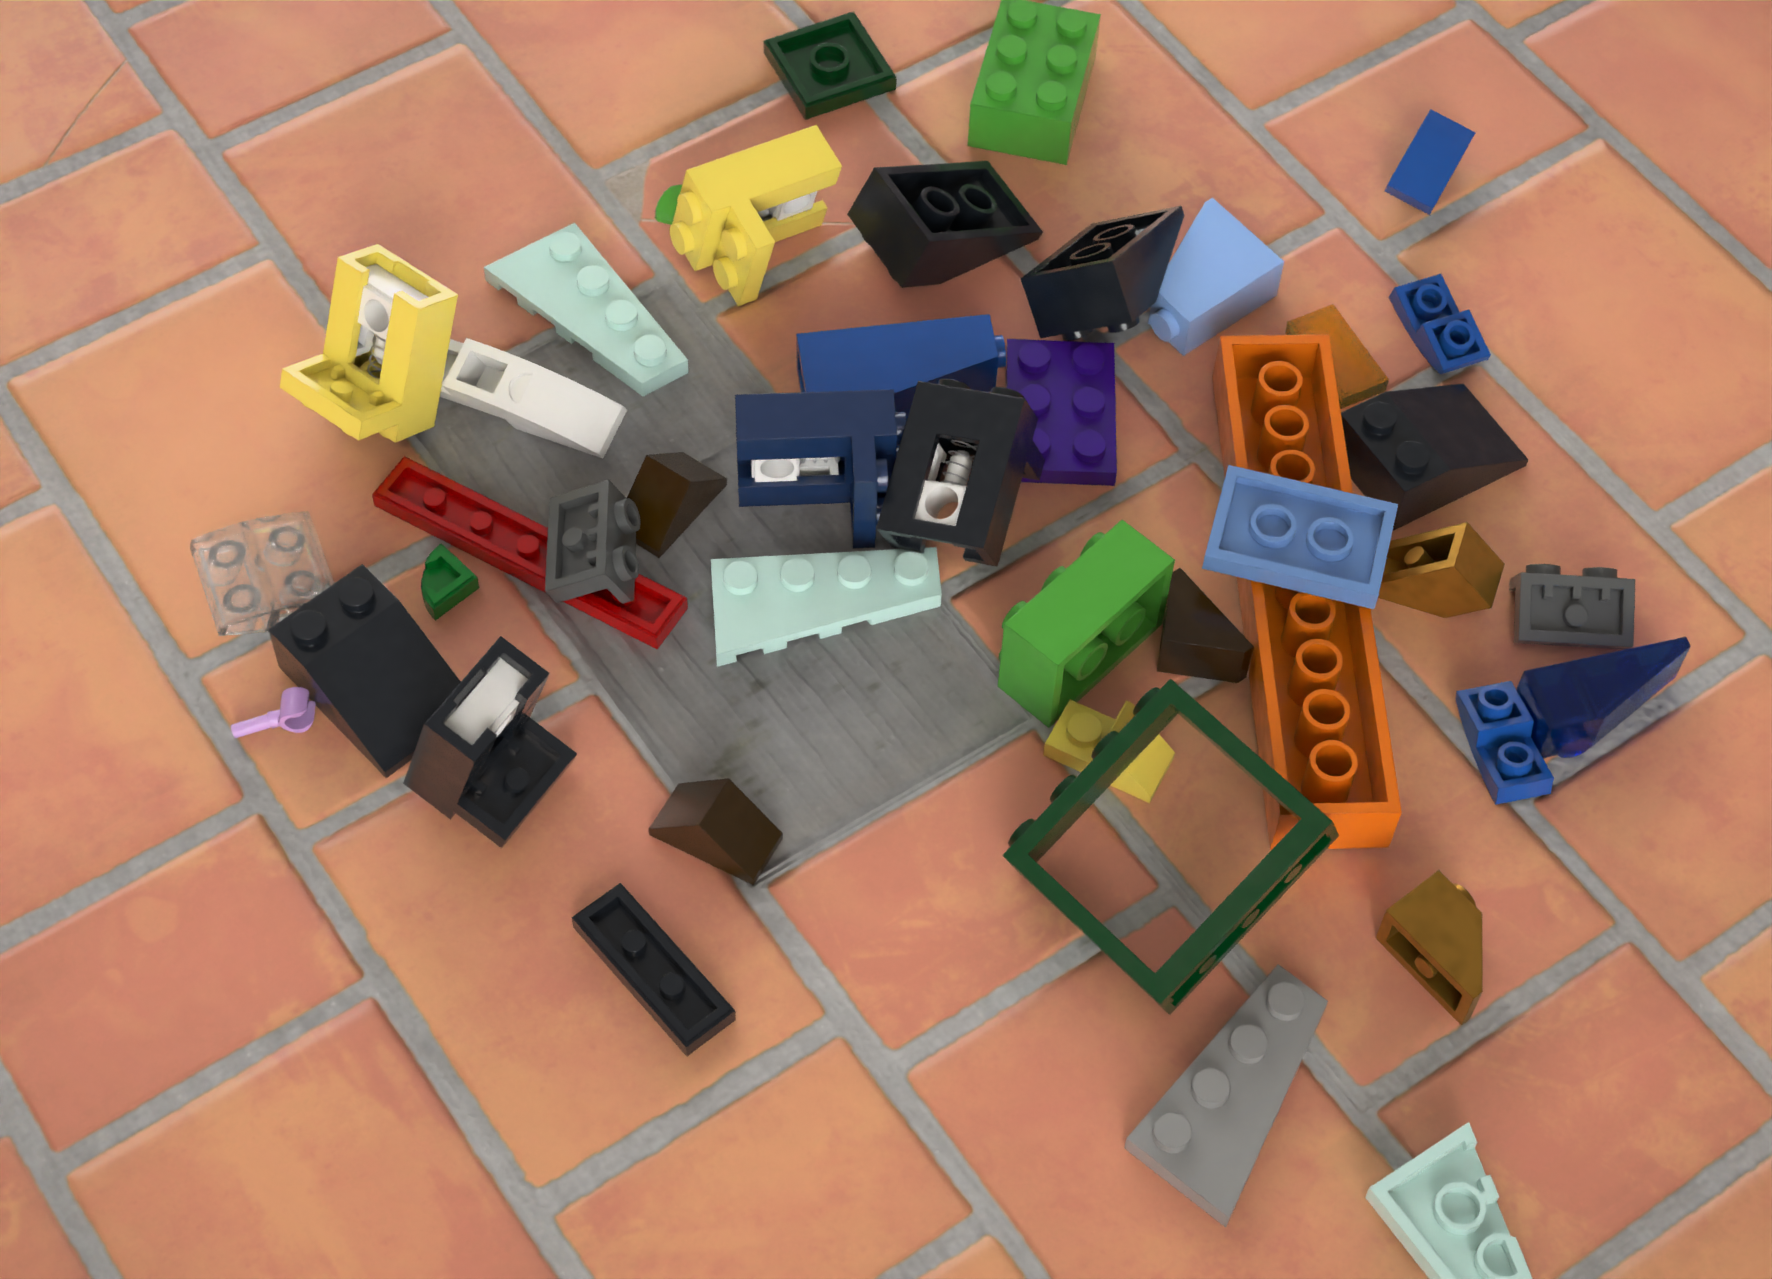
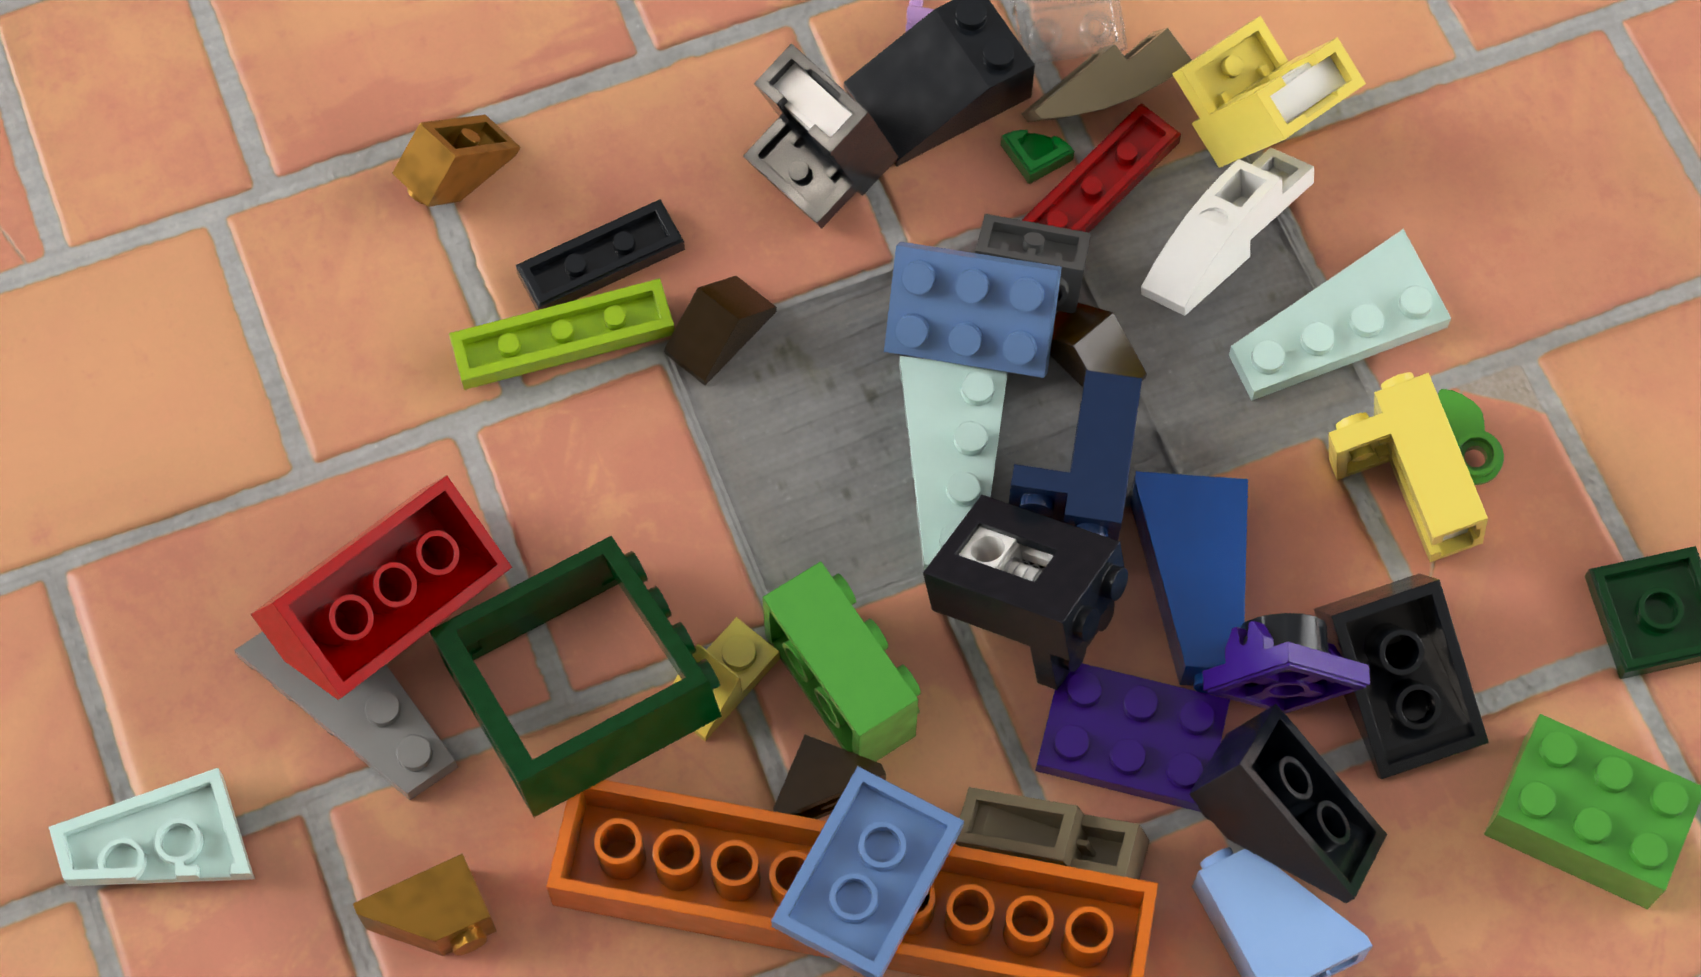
camera: 105 degrees right, 10 degrees up
(356, 514) = (1111, 78): none -> dark tan slope
(565, 1140) = (453, 158): none -> pearl gold slope
(662, 582) = (972, 309): none -> medium blue plate
(764, 978) = (562, 334): none -> lime plate
(984, 271) = (1283, 663): none -> dark purple piece
(1130, 1058) = (383, 590): none -> red slope
(1185, 448) = (1051, 833): none -> dark tan slope

